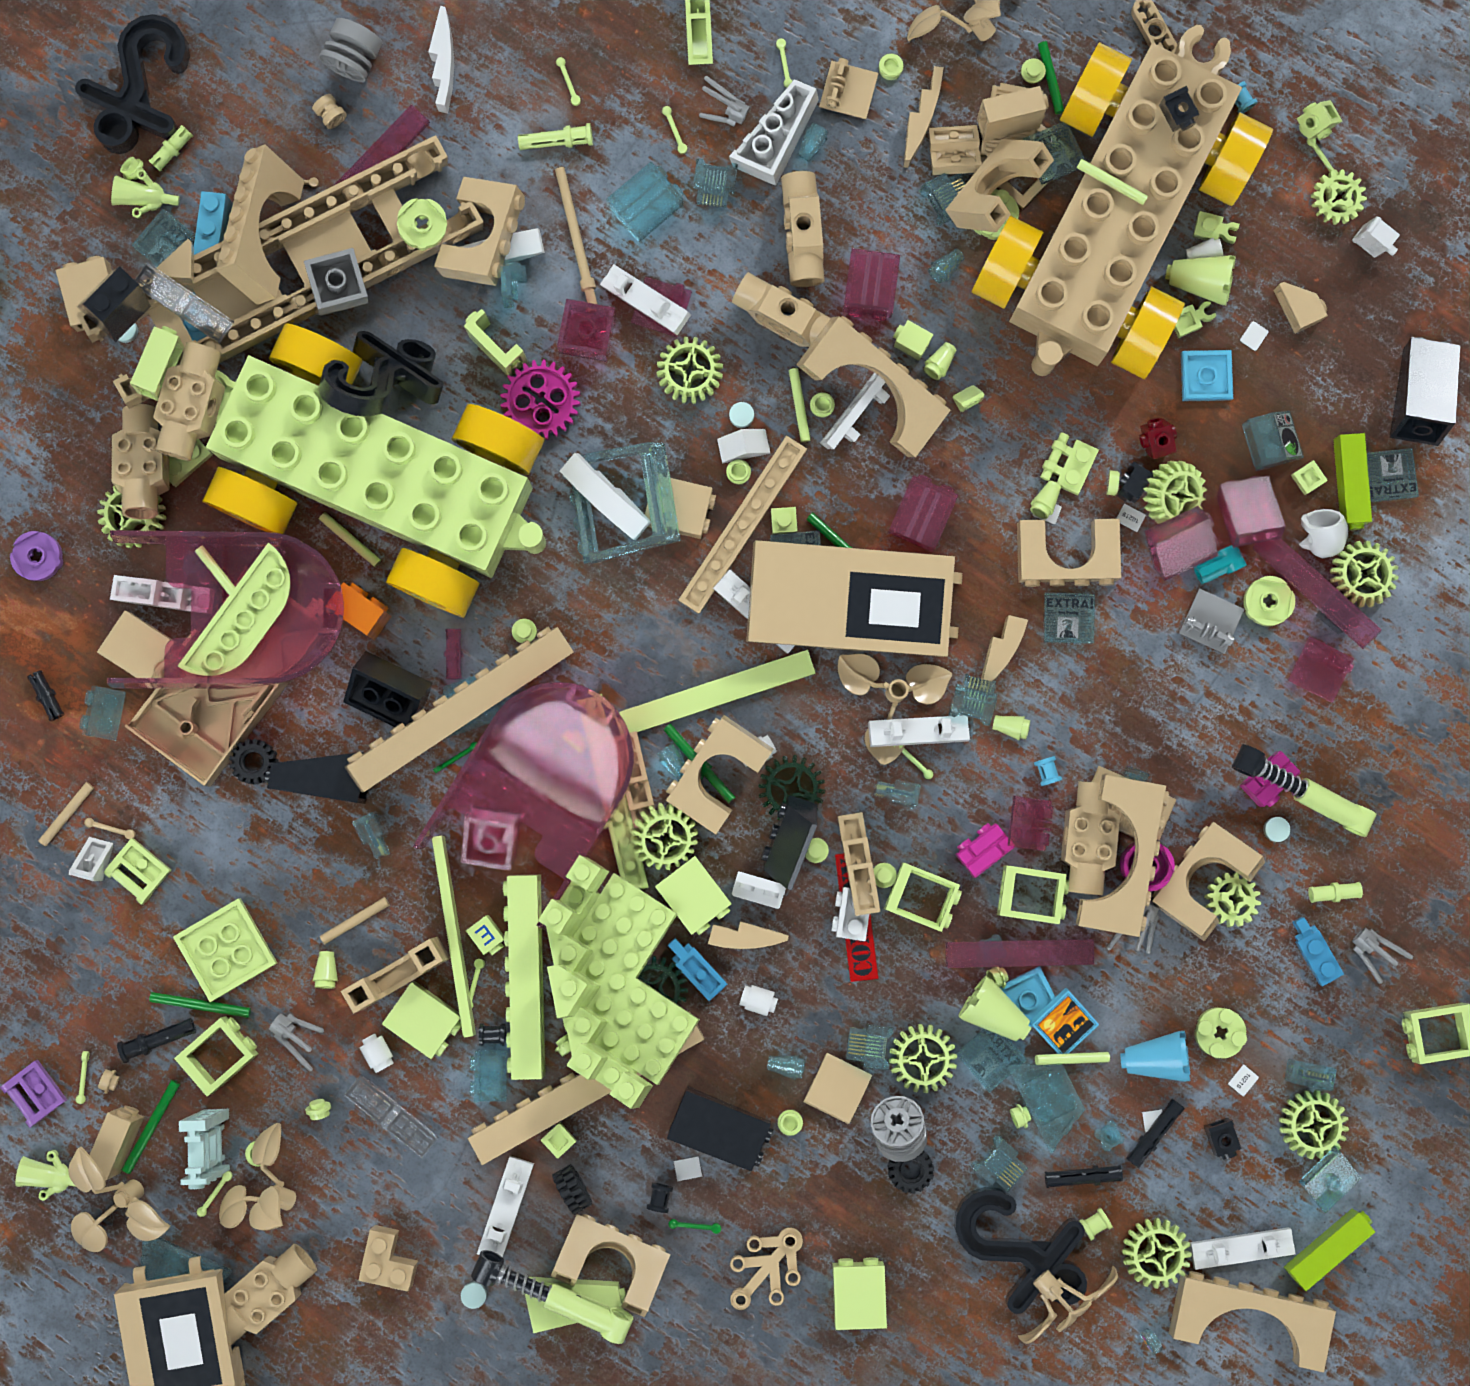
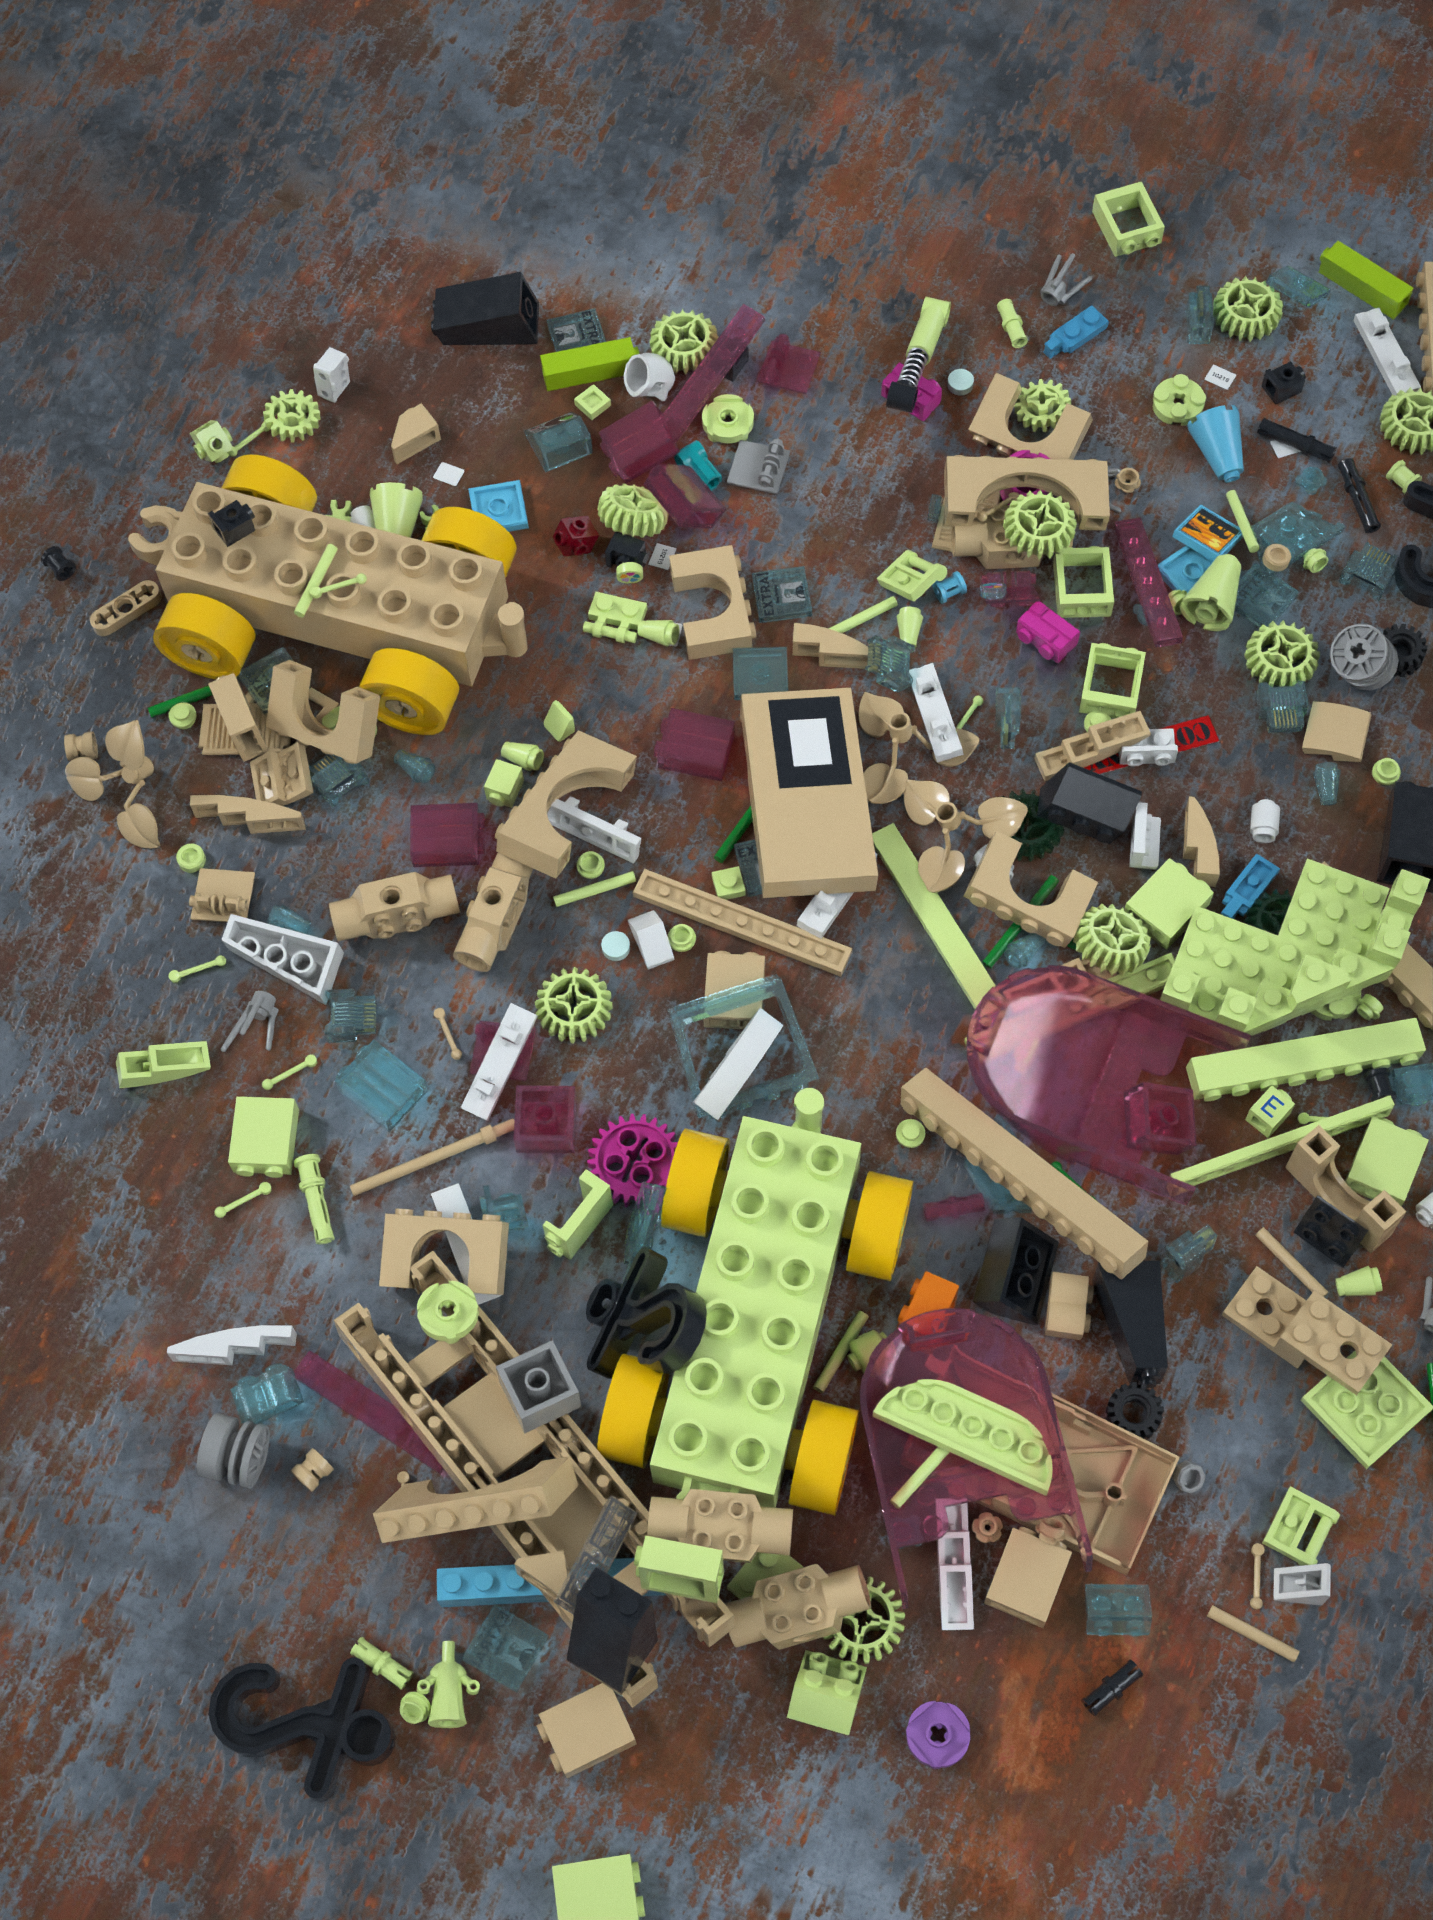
camera: 95 degrees left, 20 degrees down
(81, 477) = (826, 1692): none -> yellowish green slope
(179, 622) = (991, 1535): none -> tan plate
(193, 792) = (1188, 1476): none -> light grey tile
(289, 914) = (1307, 1330): none -> tan bracket
(343, 561) = (862, 1348): none -> yellowish green head
(349, 727) = (1067, 1306): none -> tan brick
(360, 961) = (1330, 1231): none -> black hinge
(395, 82) = (267, 1394): none -> clear light blue brick
(473, 393) = (643, 1220): none -> clear light blue wing
(617, 101) = (263, 1136): none -> yellowish green brick
(706, 259) = (439, 1014): none -> tan hinge
(763, 702) = (930, 800): none -> tan plant
(989, 584) = (759, 670): none -> clear light blue plate
(1021, 1077) = (1276, 557): none -> tan tile
(1029, 806) = (993, 590): none -> clear light blue tile
(1031, 685) = (865, 615): none -> yellowish green bar
(1059, 730) = (907, 581): none -> yellowish green plate
(1089, 850) = (1028, 512): none -> yellowish green gear
(1095, 179) = (316, 591): none -> yellowish green hinge
(1124, 845) = (982, 516): none -> tan hinge
(1143, 965) = (1130, 475): none -> tan plate

